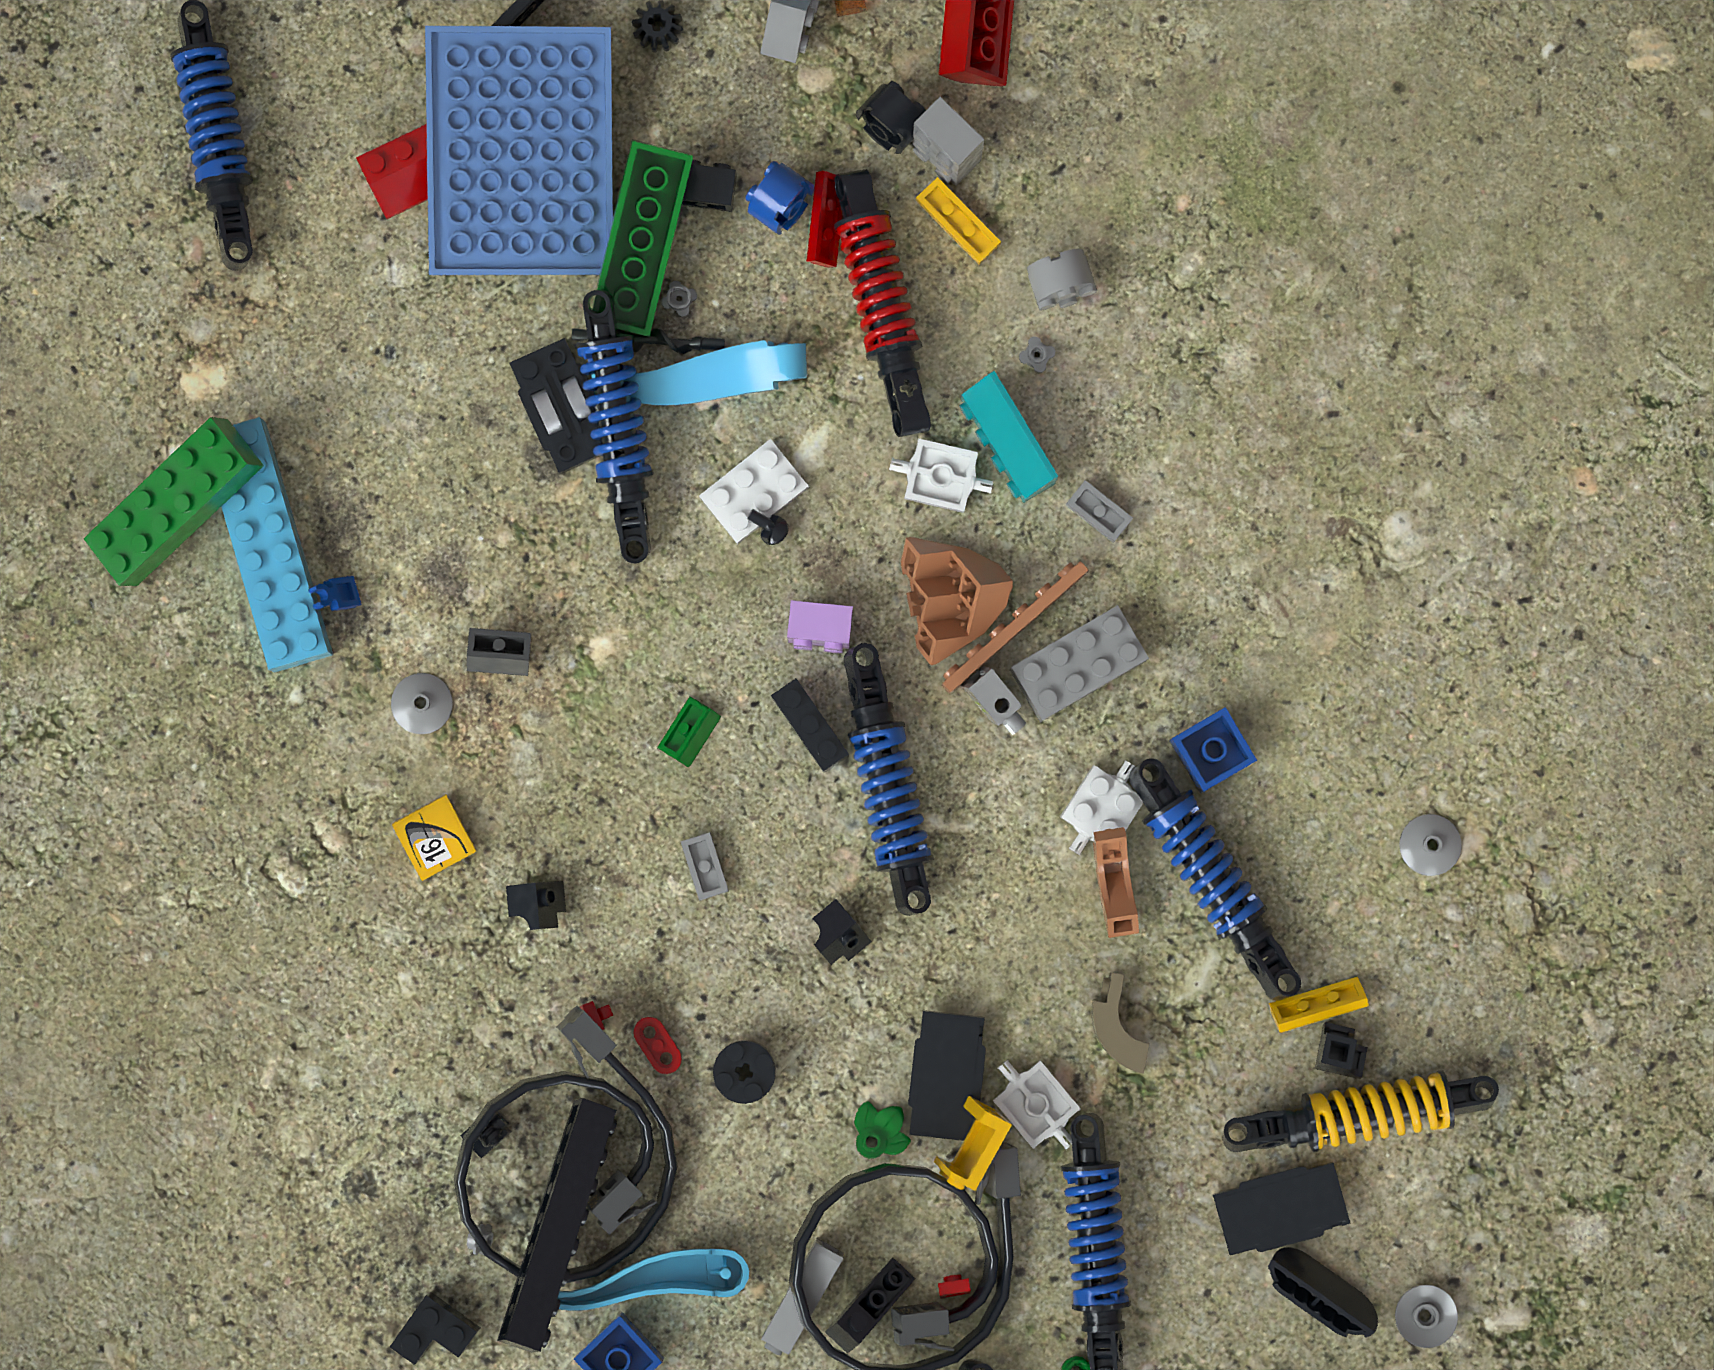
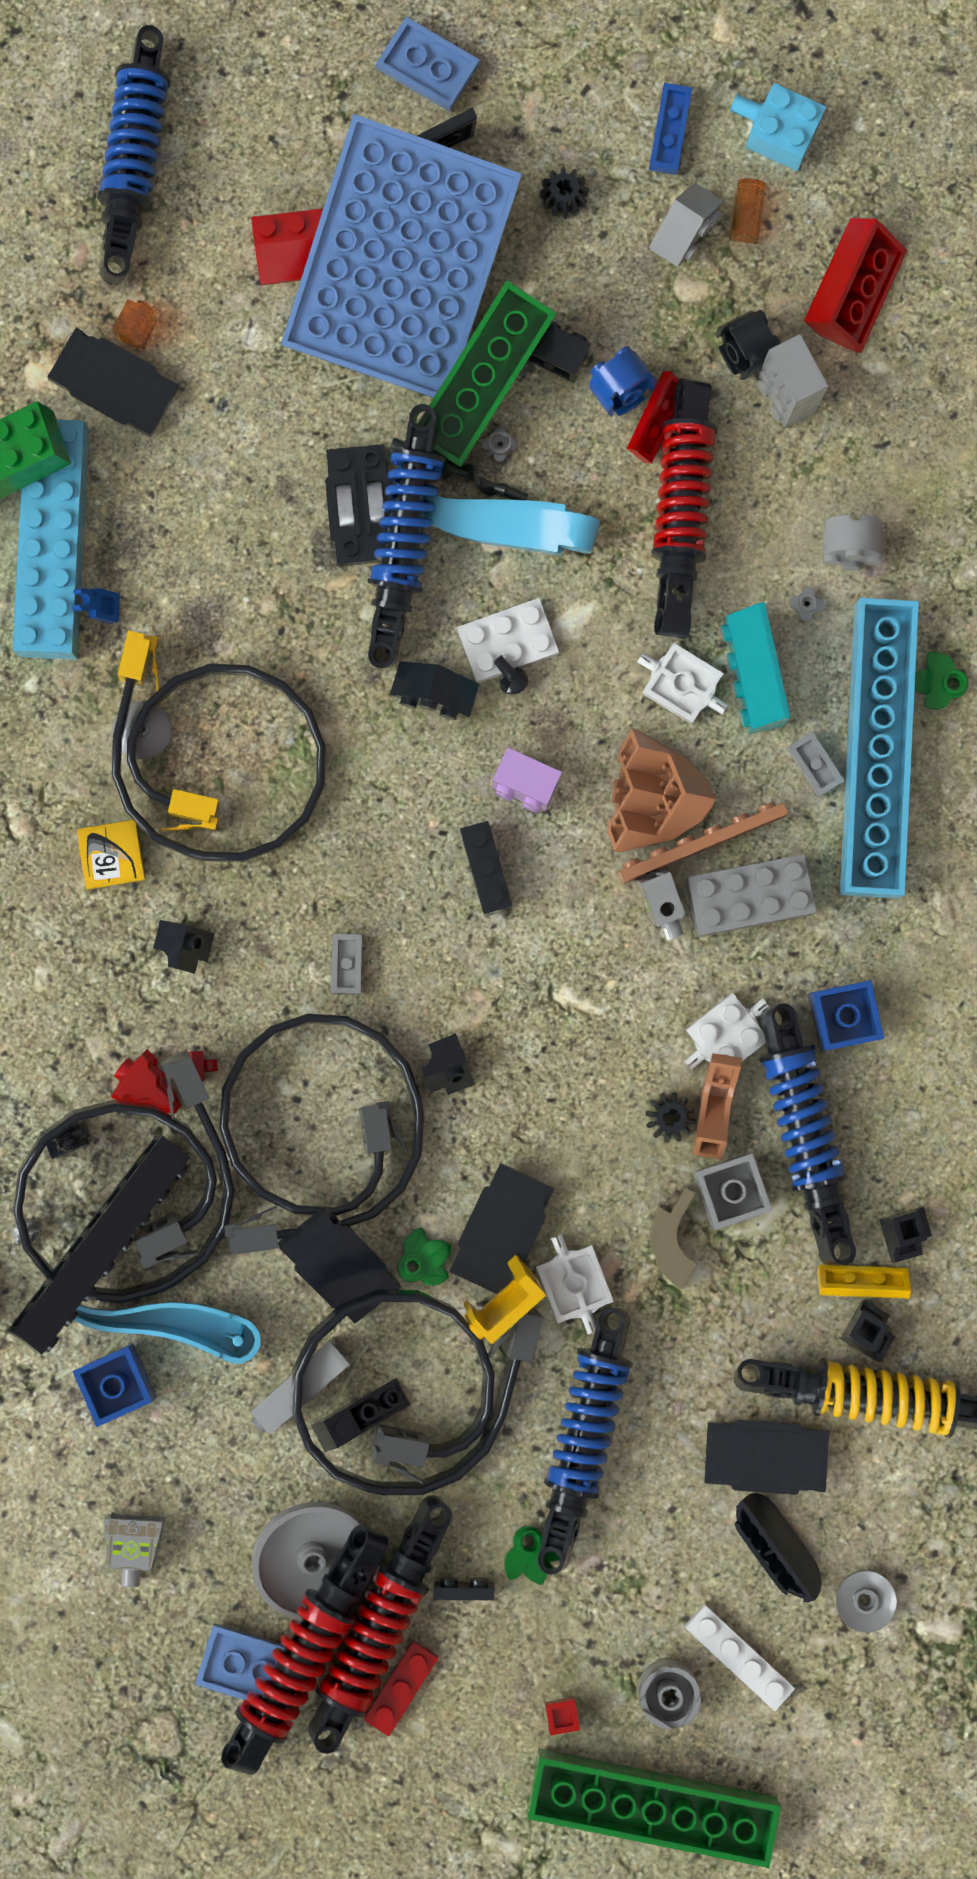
camera: 15 degrees right, 0 degrees up
(274, 367) = (113, 381): none -> black piece
(276, 301) = (135, 324): none -> clear orange brick
(491, 763) = (181, 803): none -> black piece
(498, 651) = (226, 705): dark grey brick -> none
(544, 1052) = (144, 1083): none -> red rock
(656, 1046) = (246, 1112): red plate -> none
(689, 731) = (375, 837): green slope -> none
(698, 566) = (434, 688): none -> black brick
(728, 1079) = (301, 1163): black brick -> none
(792, 1029) = (374, 1134): none -> black piece
(795, 1162) = (336, 1261): none -> black piece
(878, 747) = (541, 910): piece -> none
(954, 1286) = (442, 1424): red plate -> none
(958, 220) = (776, 459): yellow plate -> none
(1082, 915) = (676, 1125): none -> black gear
(1156, 474) = (879, 748): none -> medium azure brick
(1159, 960) = (732, 1191): none -> light grey brick
(1188, 387) = (934, 681): none -> green plate
(1343, 943) = (905, 1233): none -> black brick

